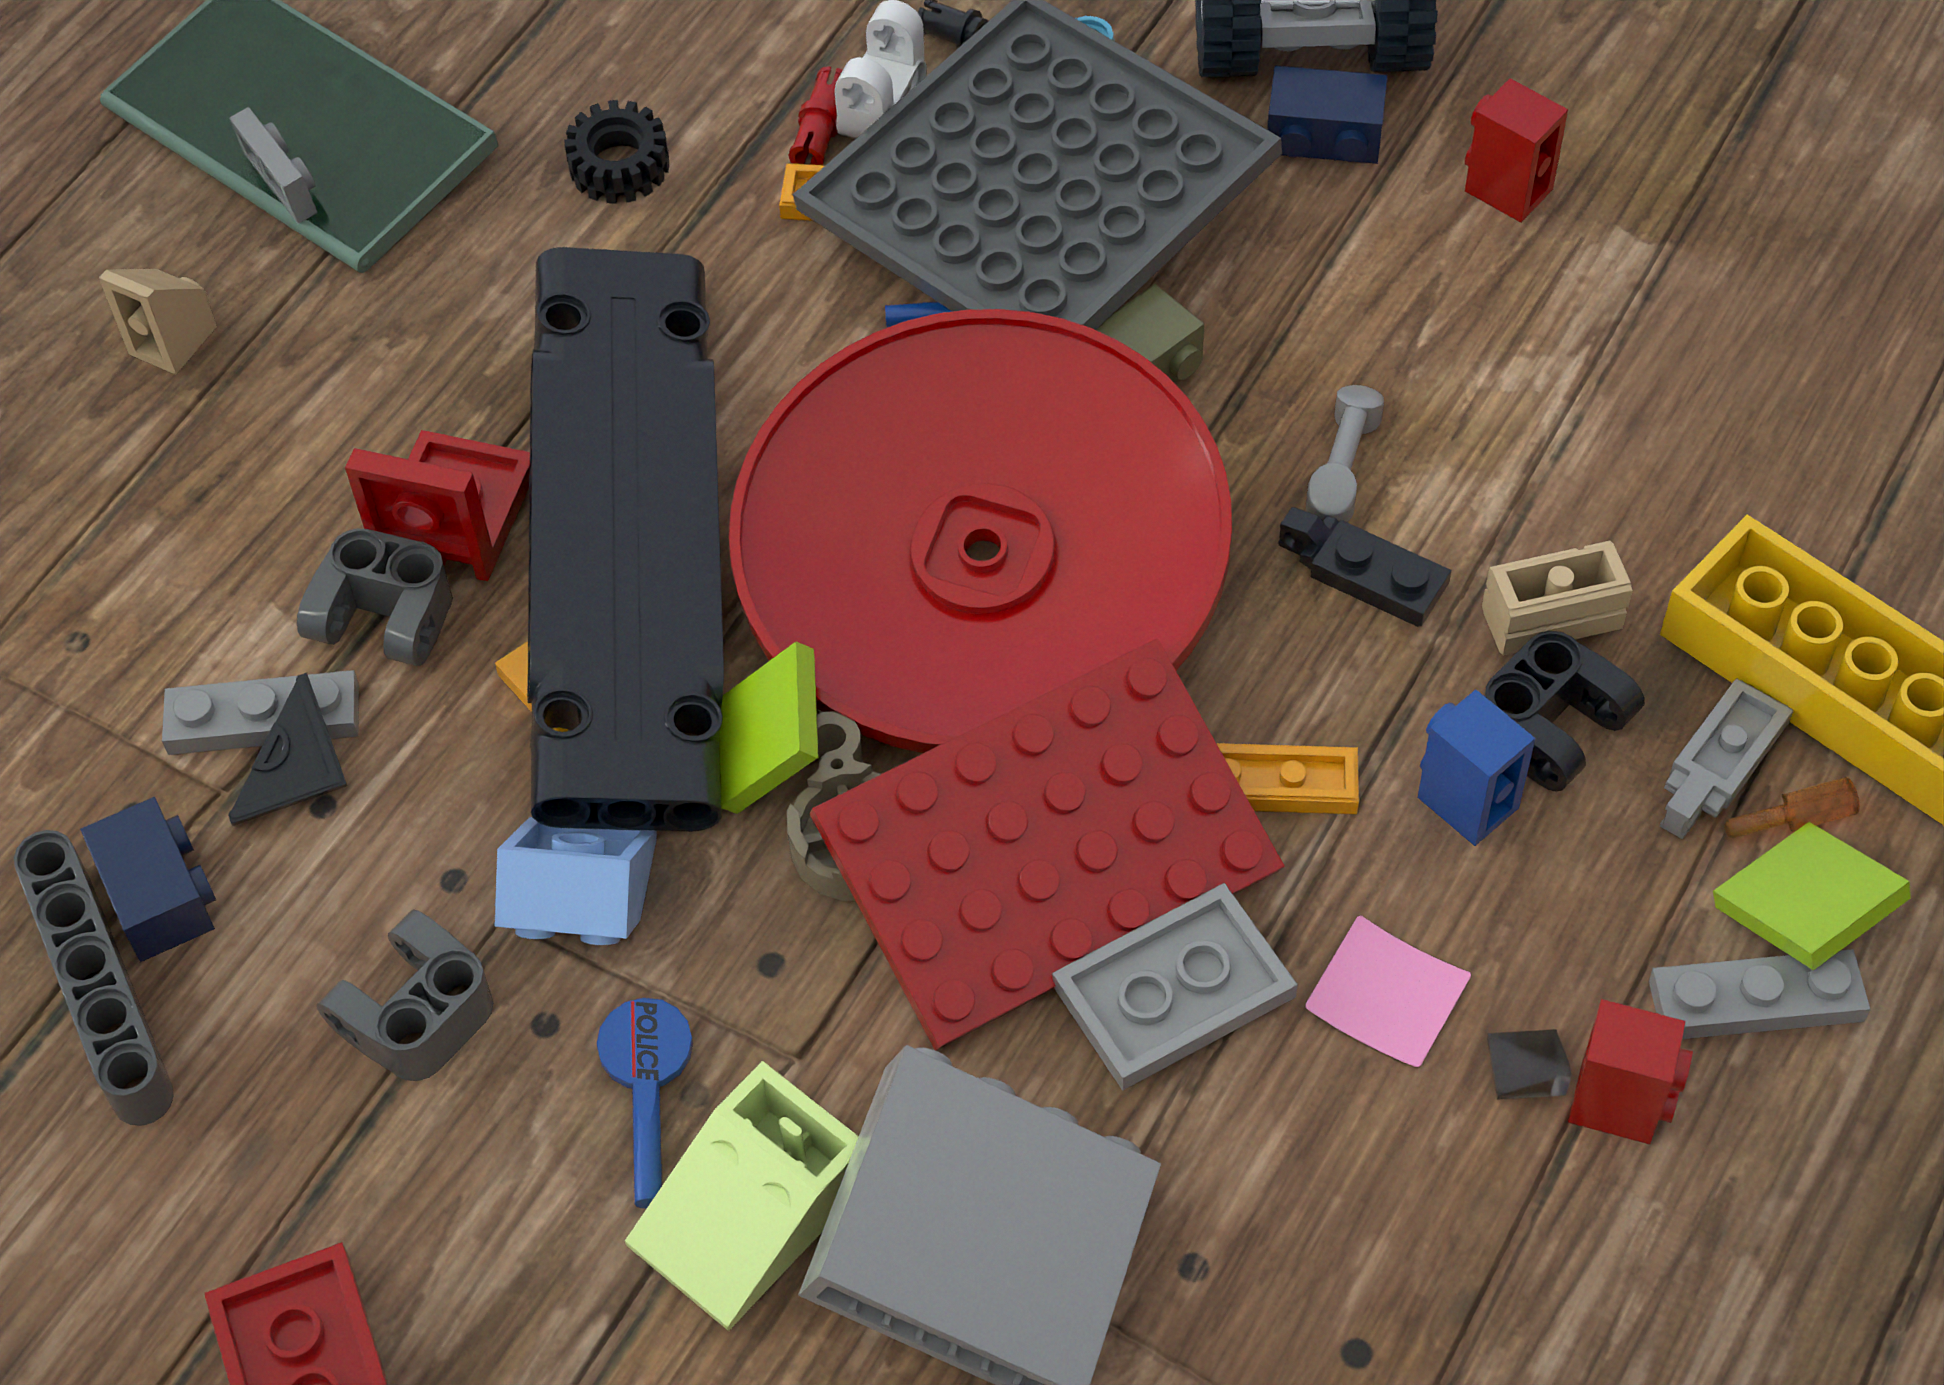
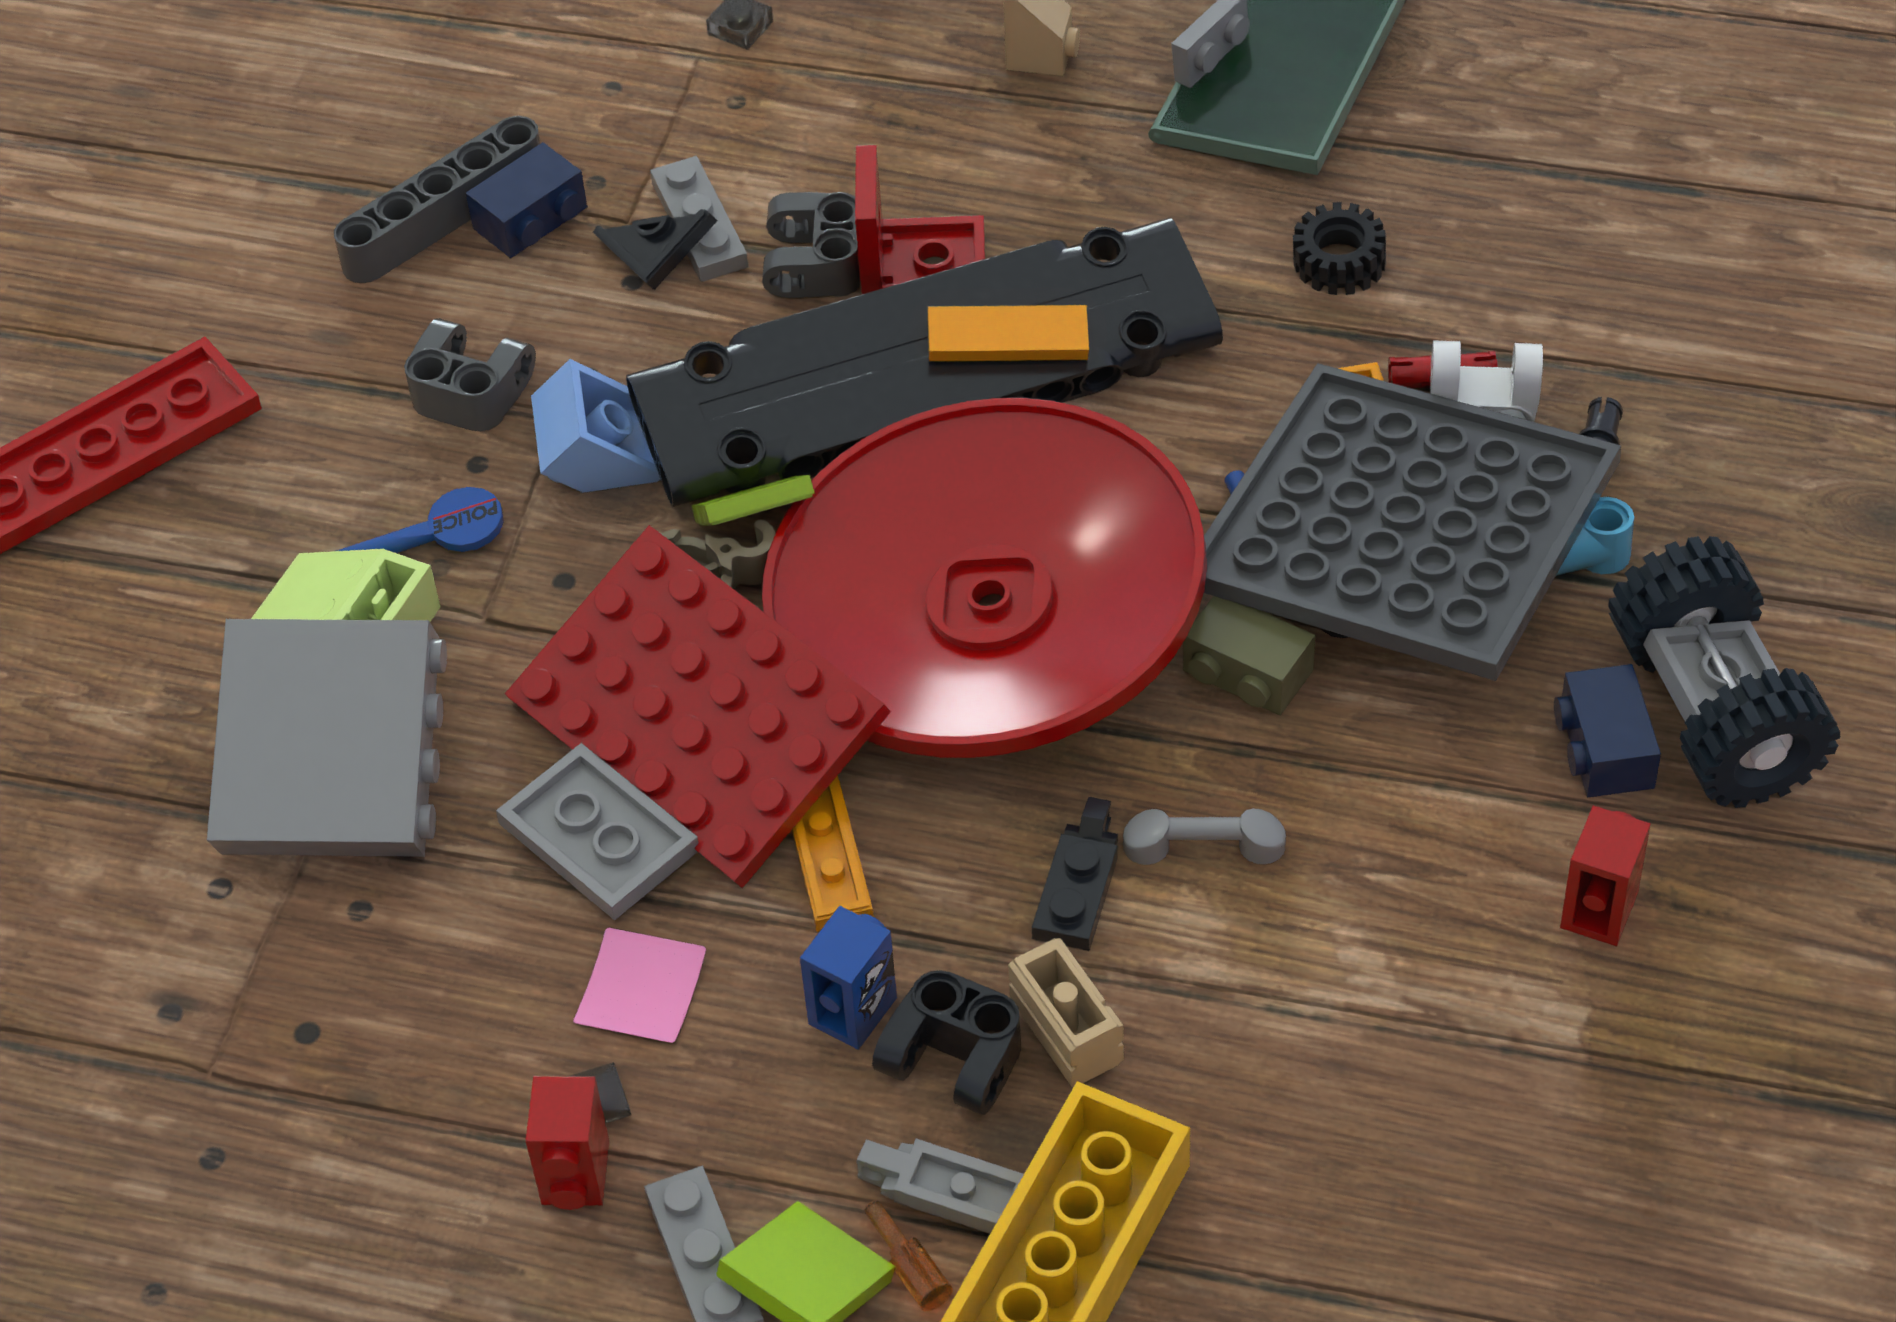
camera: 75 degrees right, 5 degrees down
(647, 428) = (1008, 333): none -> light orange tile

